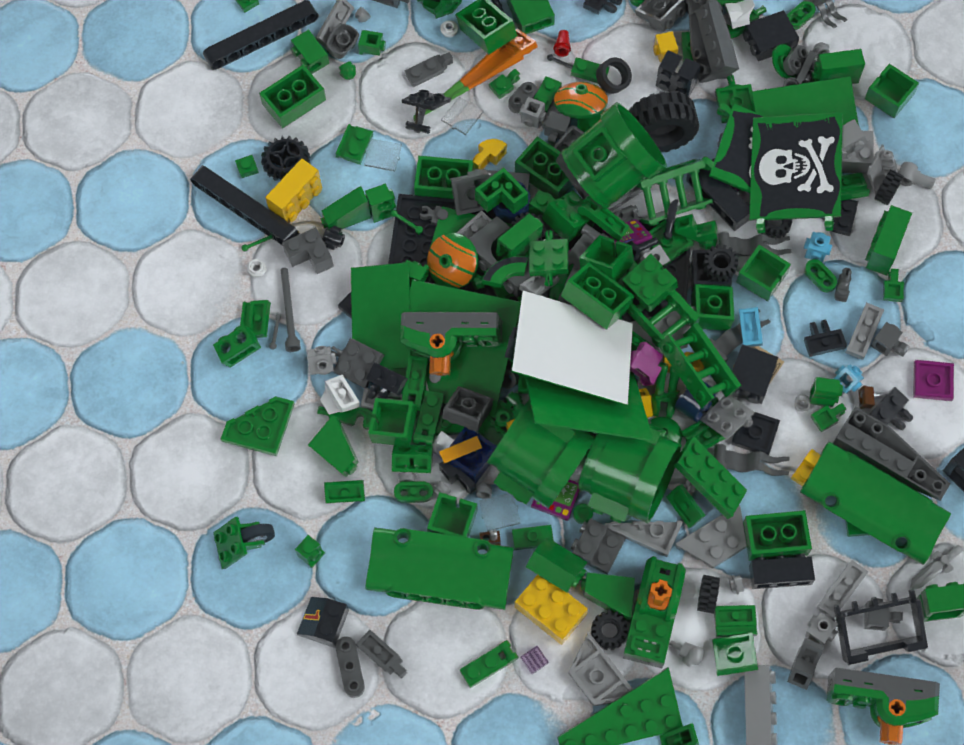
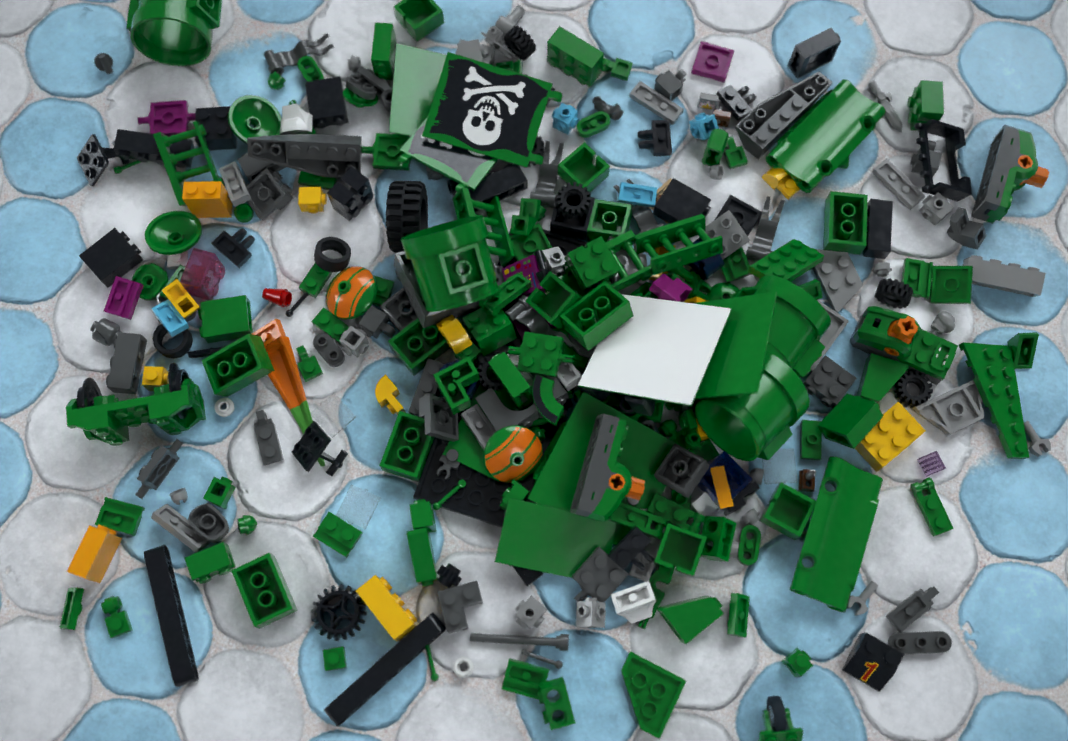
camera: 80 degrees left, 5 degrees up
(312, 310) = (533, 606): none -> light grey brick
(382, 606) = (861, 600): none -> light grey bar
(553, 183) = (454, 334): none -> yellow brick
(671, 214) = (512, 236): black piece -> none
(881, 380) = (708, 101): none -> light grey tile

